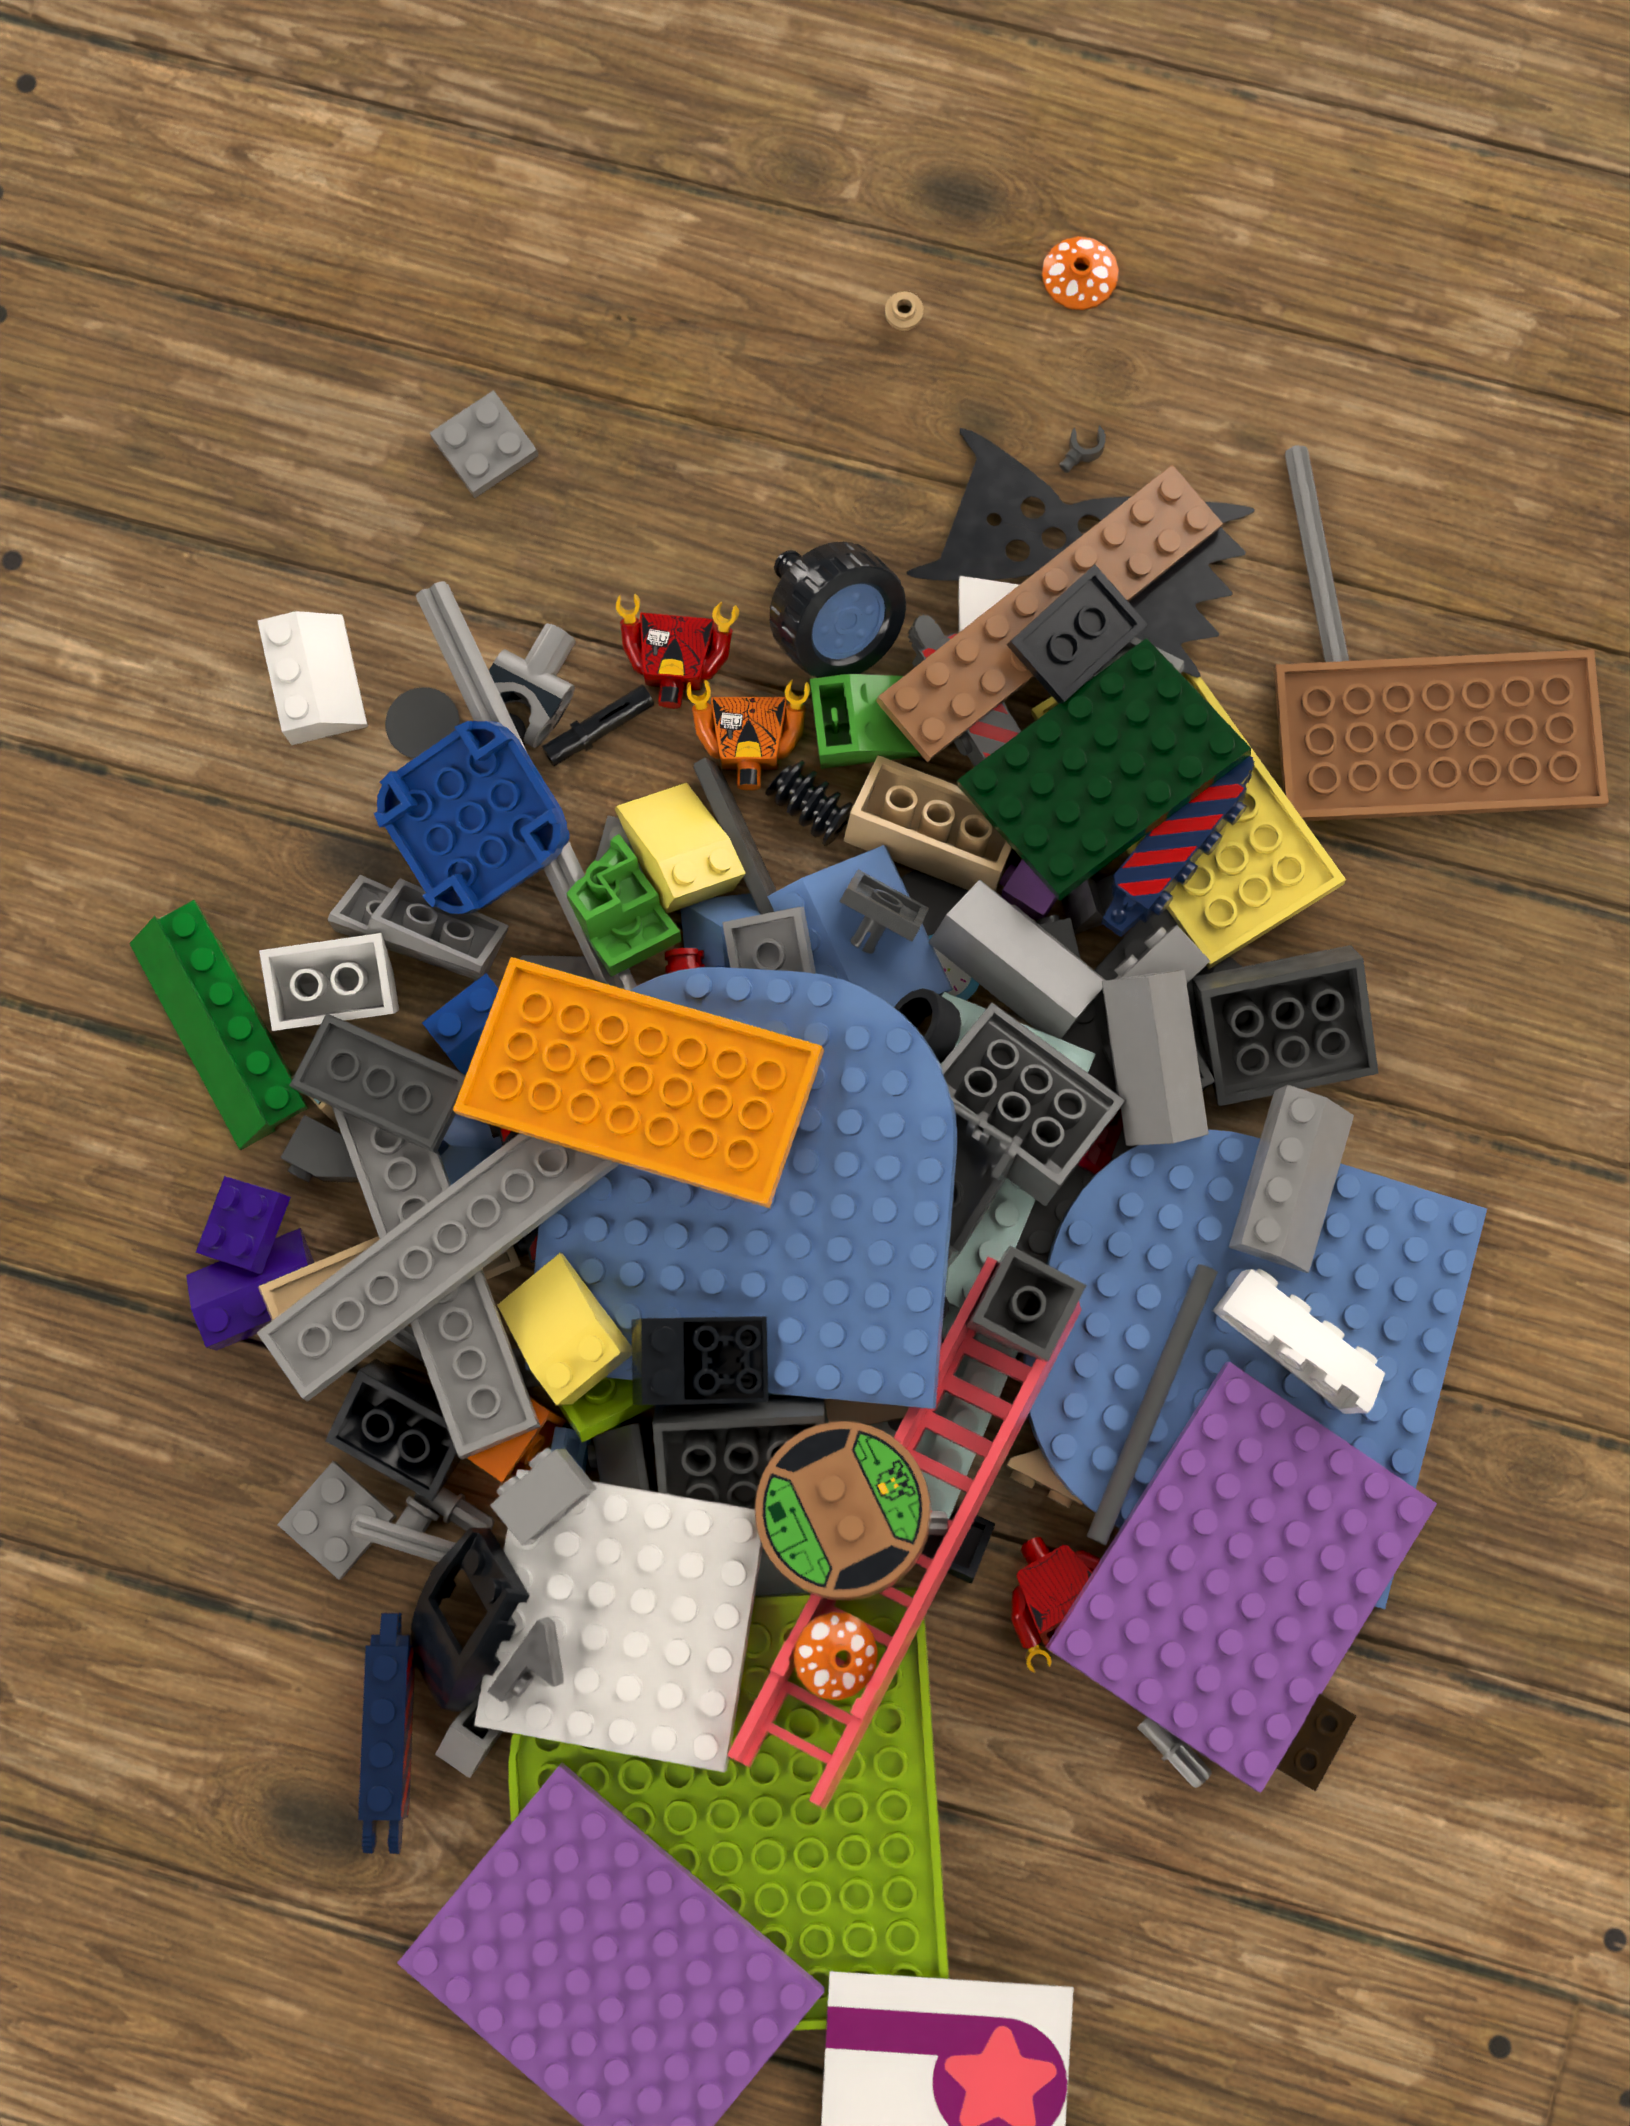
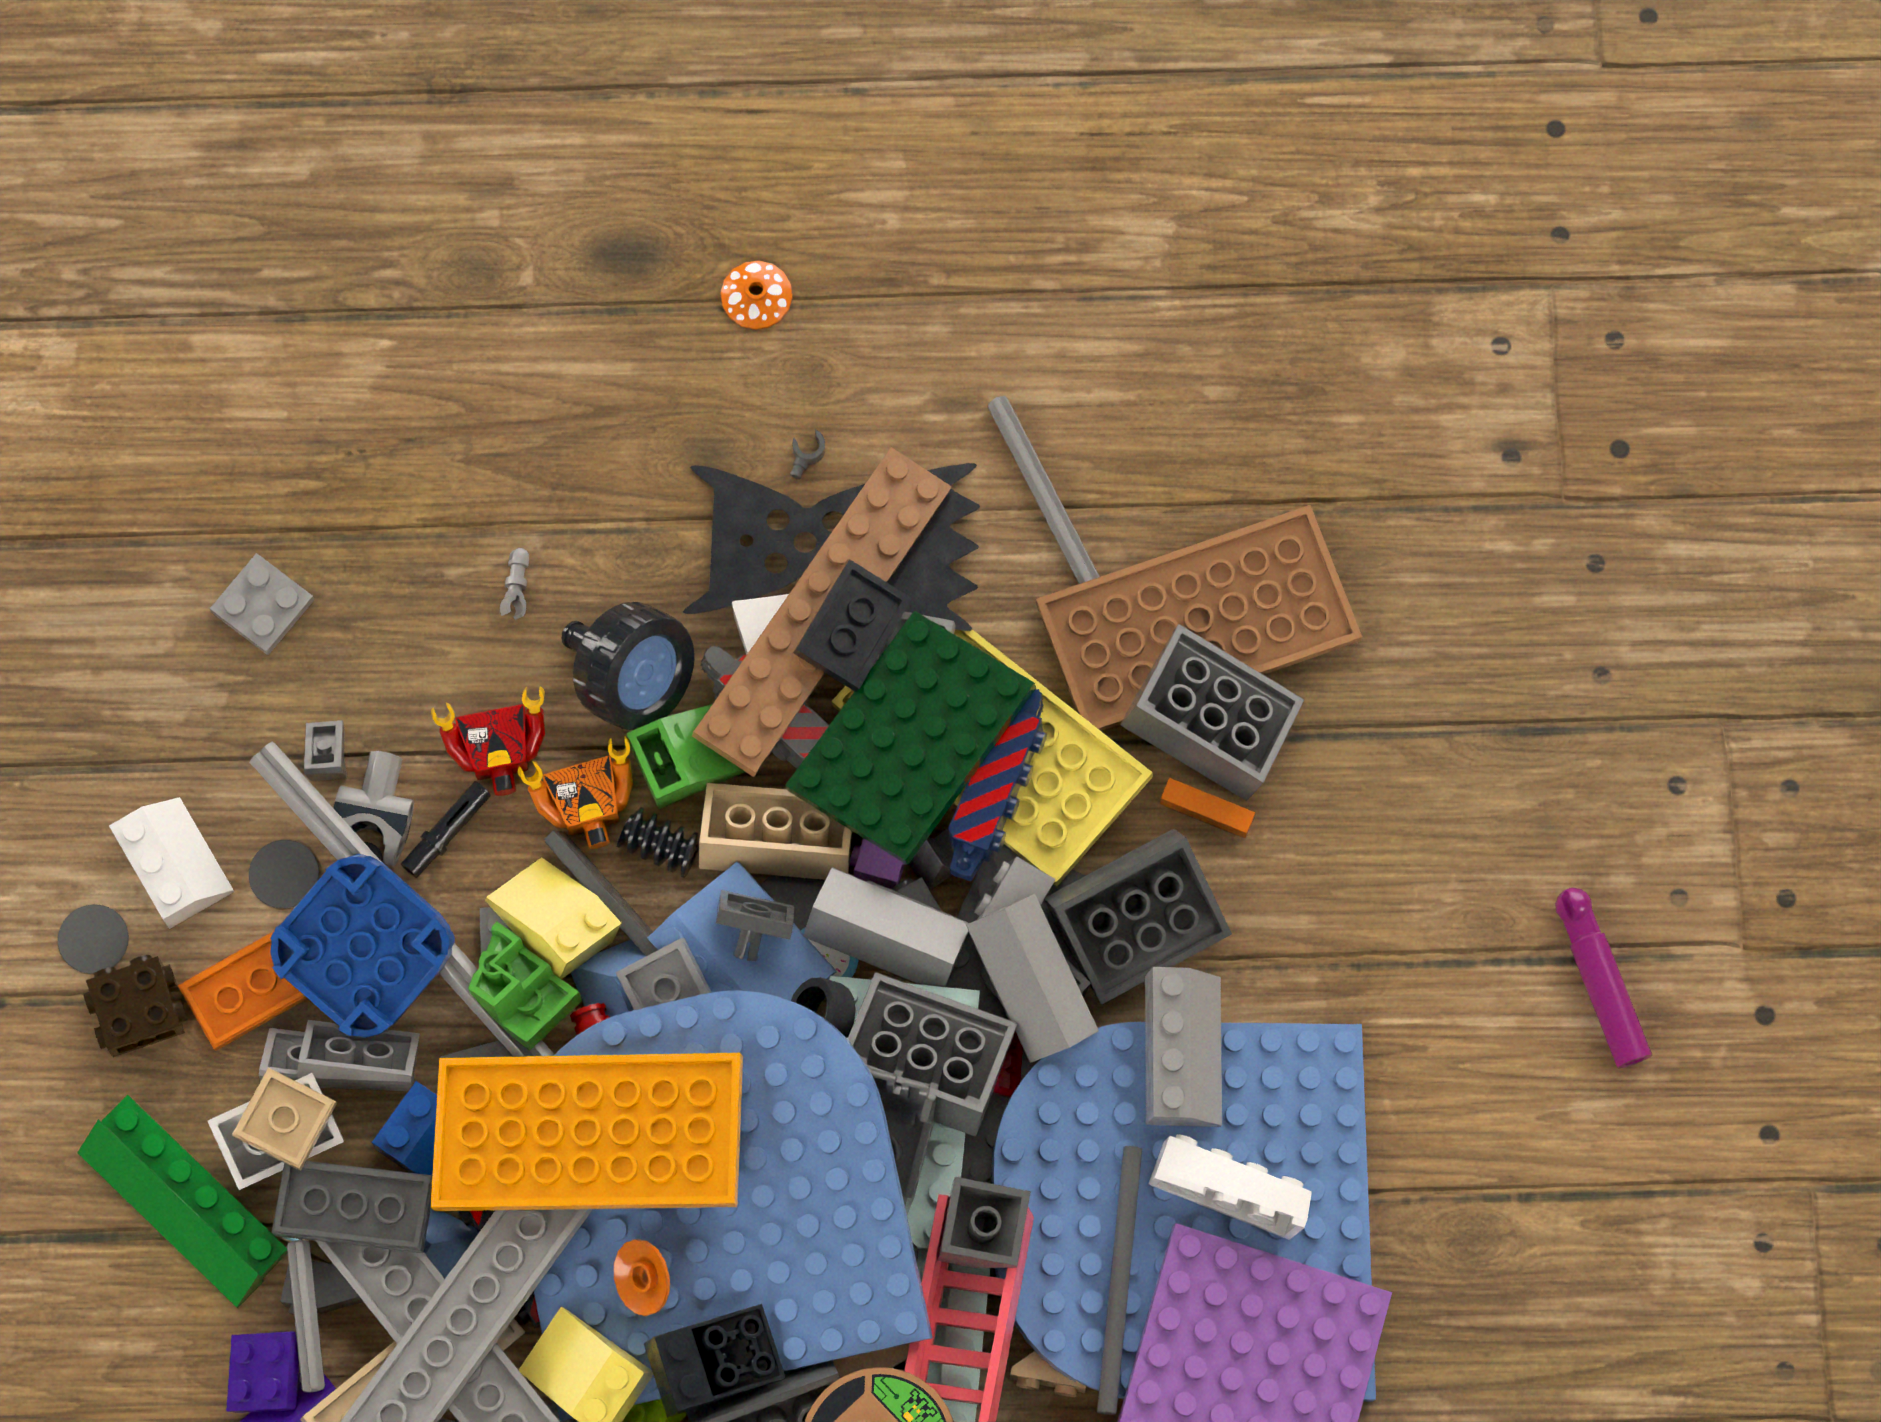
camera: 25 degrees left, 5 degrees down
(212, 732) = (93, 938): none -> dark grey sticker
(230, 811) = (134, 1005): none -> dark brown brick
(299, 1181) = (305, 1316): none -> light grey axle
(336, 972) = (284, 1119): none -> tan tile
(337, 832) = (239, 994): none -> orange tile
(498, 610) = (324, 751): none -> flat silver slope
(649, 1250) = (641, 1277): none -> orange dish
(745, 495) = (516, 583): none -> light grey piece
(900, 320) = (612, 384): tan plate -> none
(1390, 934) = (1207, 808): none -> orange piece
(1427, 836) = (1213, 713): none -> dark grey slope

